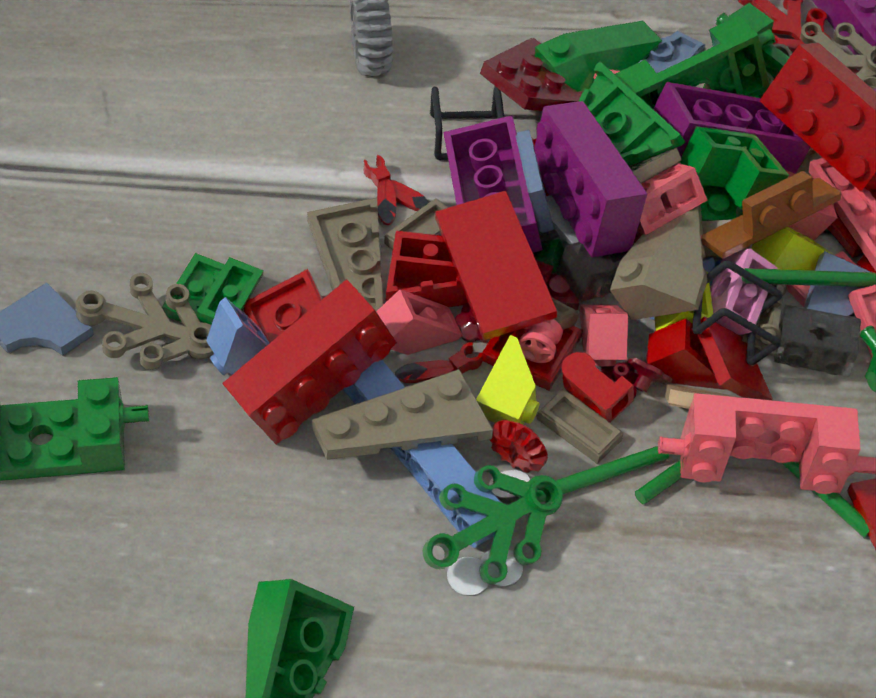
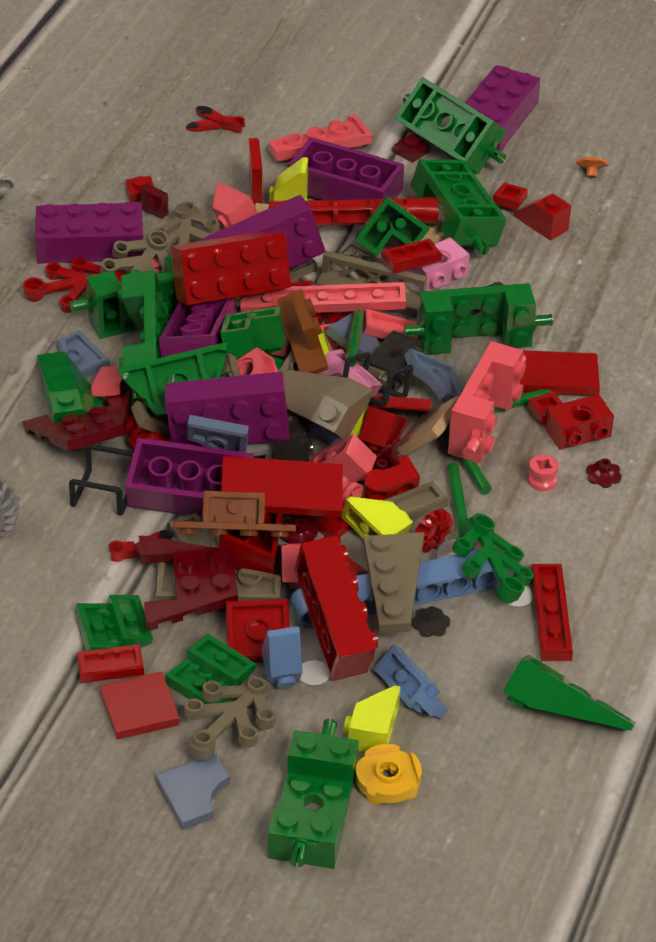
camera: 70 degrees left, 10 degrees down
(109, 519) = (385, 789): none -> yellow plate
(150, 244) = (139, 705): none -> red tile
(182, 464) = (374, 719): none -> neon yellow slope
(198, 203) = (110, 663): none -> red plate
(254, 488) = (415, 686): none -> medium blue hinge
(259, 192) = (113, 624): none -> green slope
(338, 243) = (201, 574): none -> dark red wing
(382, 491) = (430, 622): none -> clear smoke plant
(416, 228) = (233, 511): none -> dark orange bracket
(448, 620) = (551, 612): none -> red tile
(690, 560) = (543, 472): none -> coral wheel
(744, 632) = (603, 473): none -> dark red plant
(812, 553) = (579, 421): none -> red brick
(813, 377) = (436, 374): none -> sand blue tile
(828, 532) = (539, 404): none -> red plate

